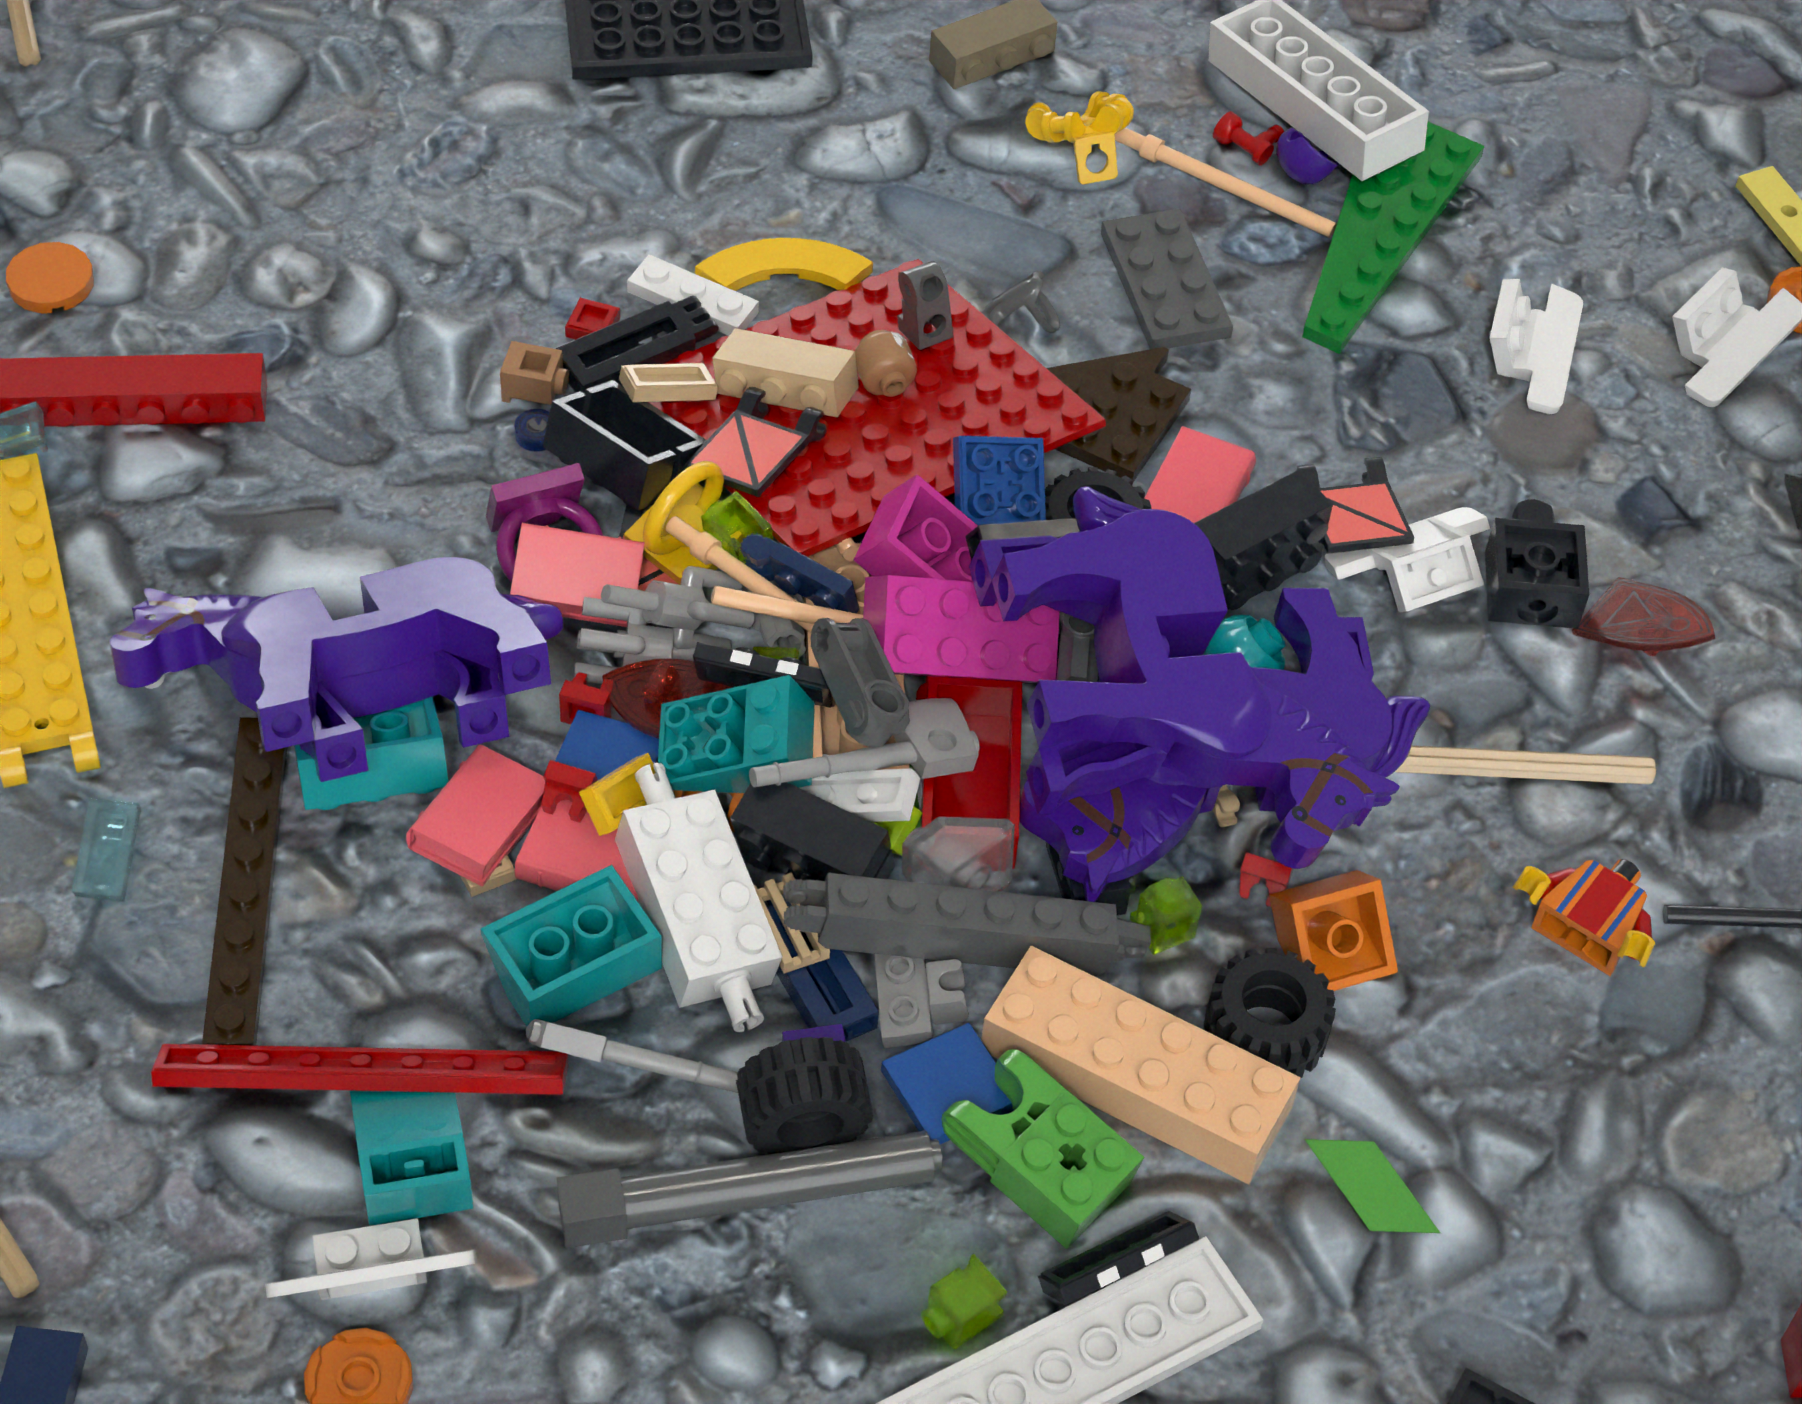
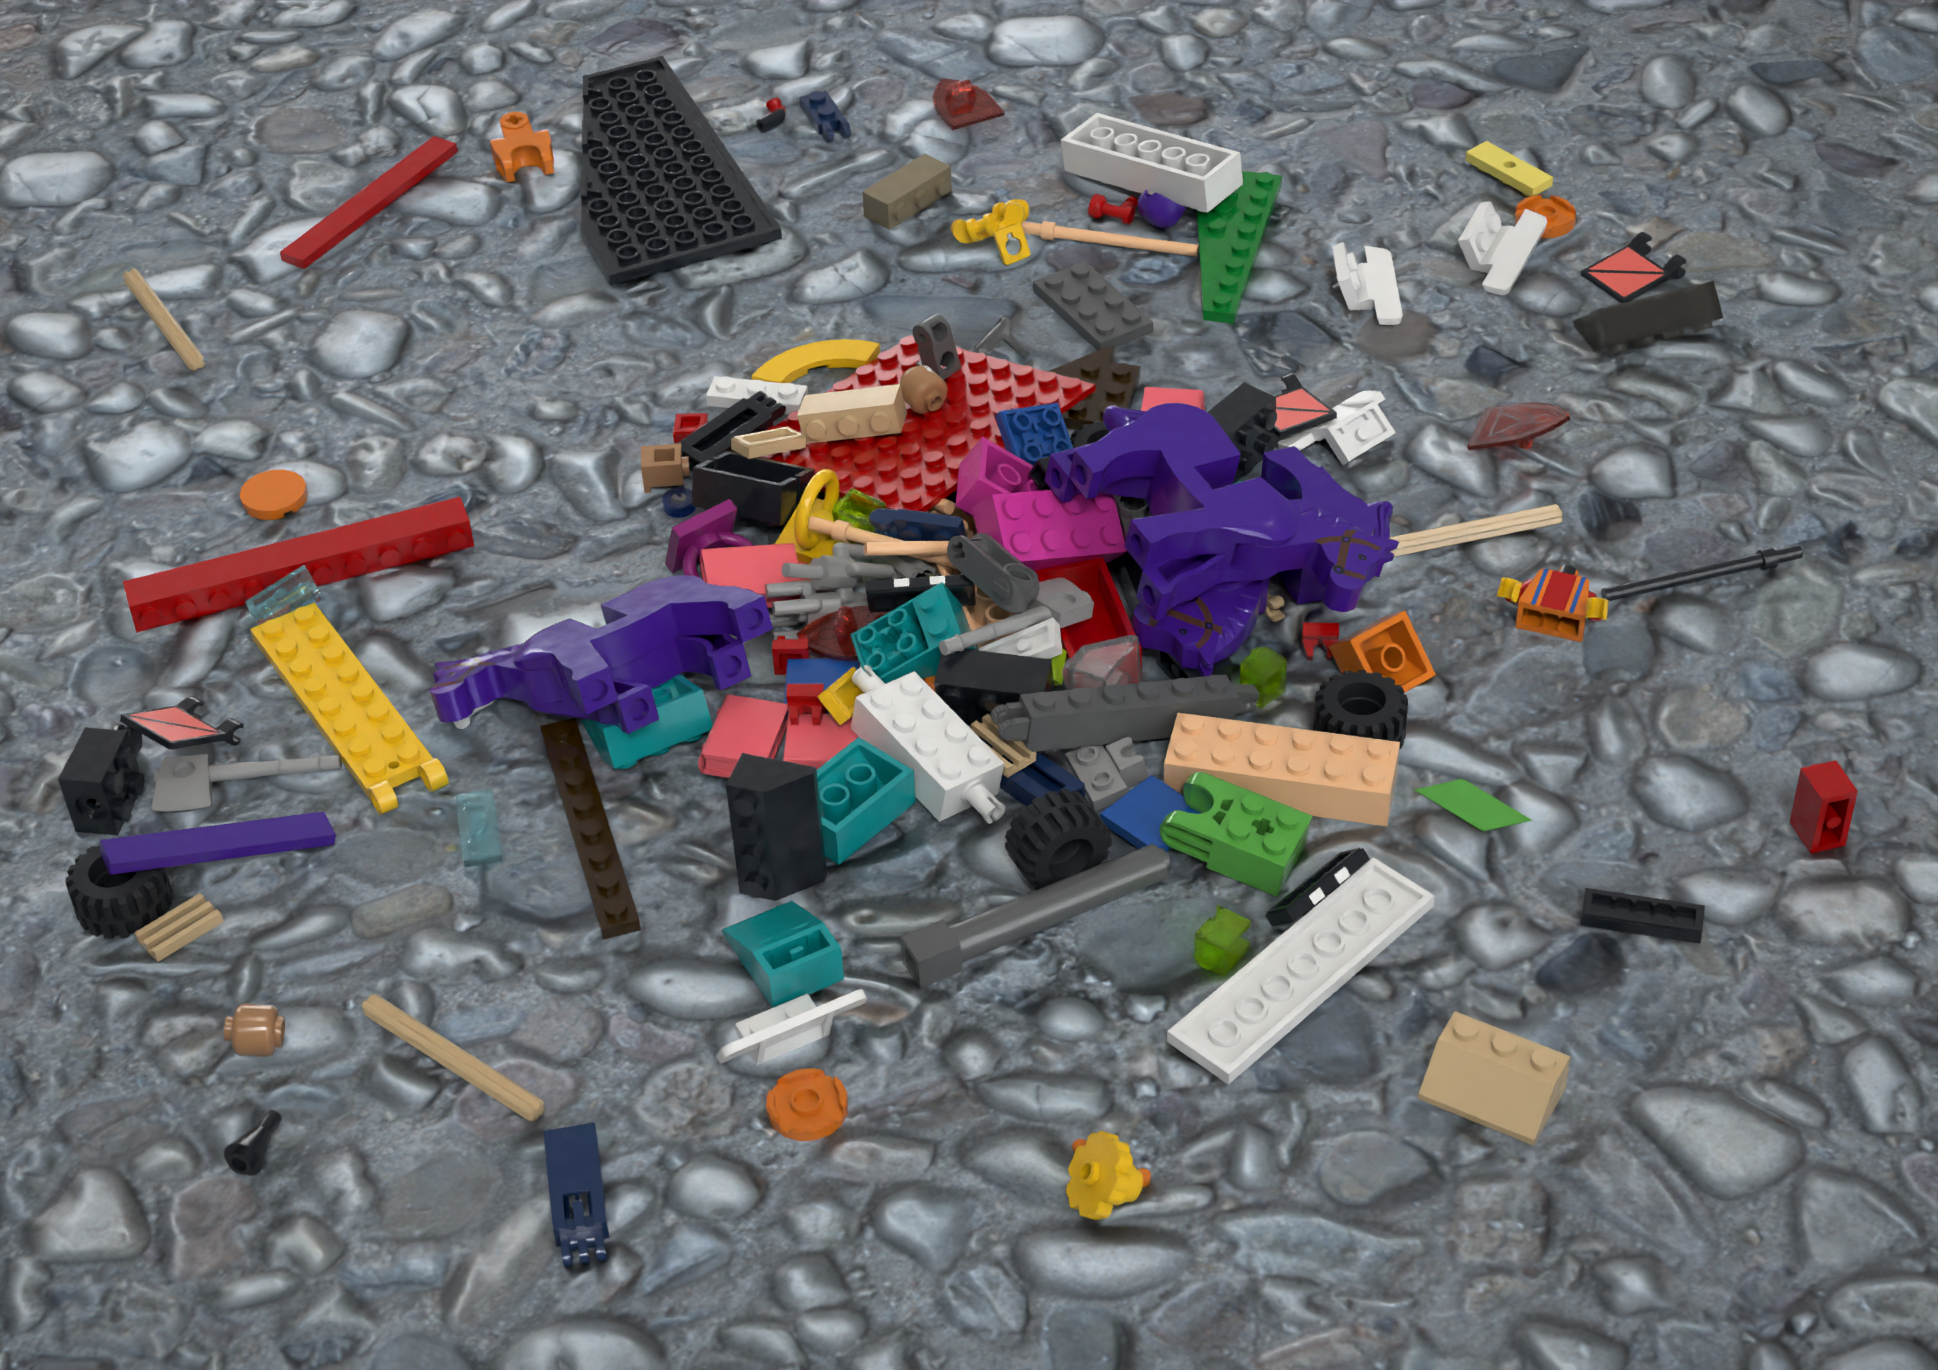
camera: 10 degrees left, 10 degrees down
(360, 1069) = (725, 913): red tile -> none
(446, 976) = (775, 827): none -> black slope
(597, 1047) = (889, 850): light grey piece -> none
(756, 450) = (854, 463): flag -> none
(1536, 568) = (1429, 412): black brick -> none

